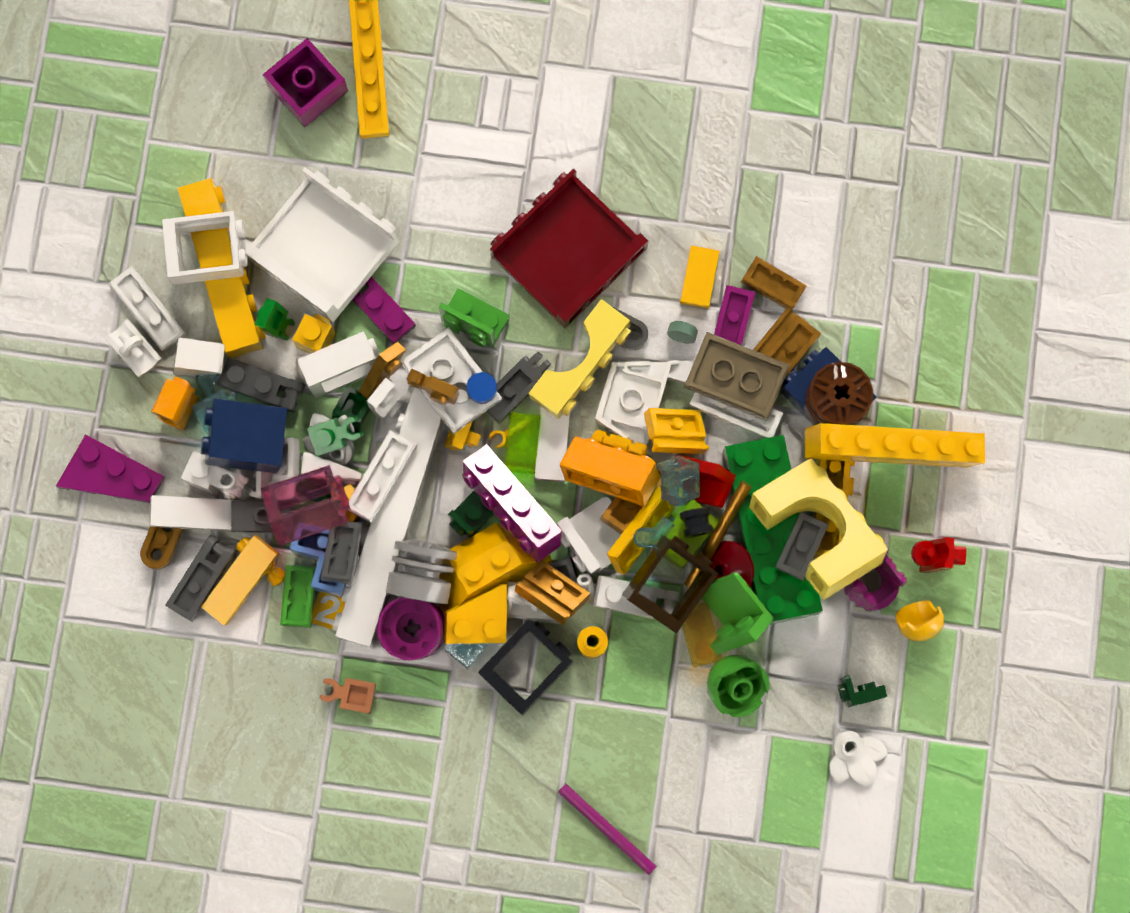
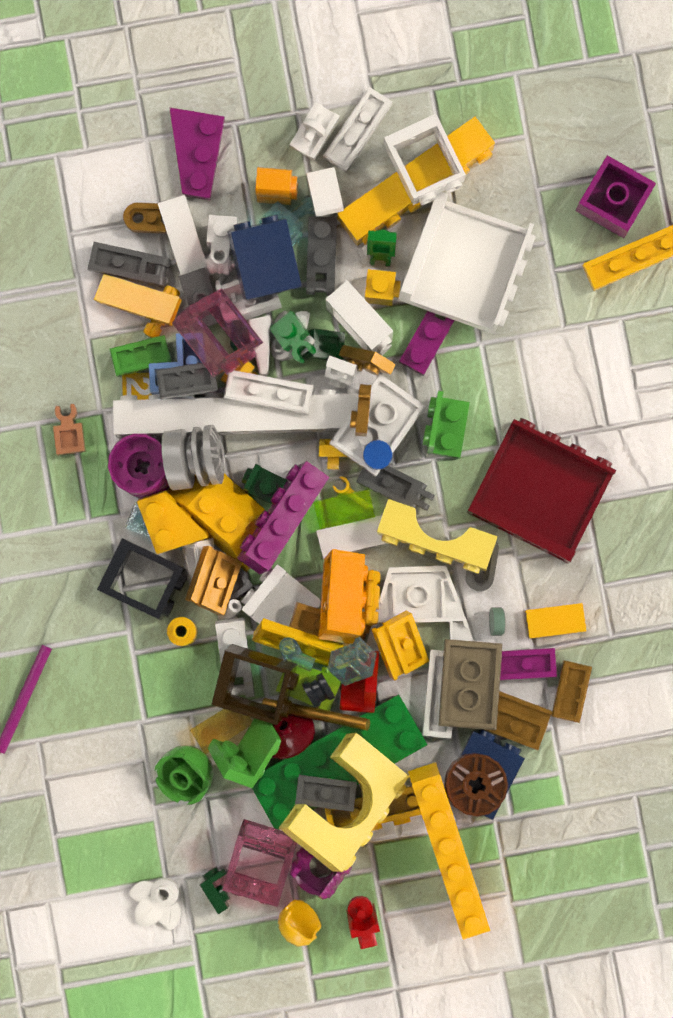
camera: 75 degrees right, 5 degrees up
(828, 625) = (253, 837): none -> clear pink window

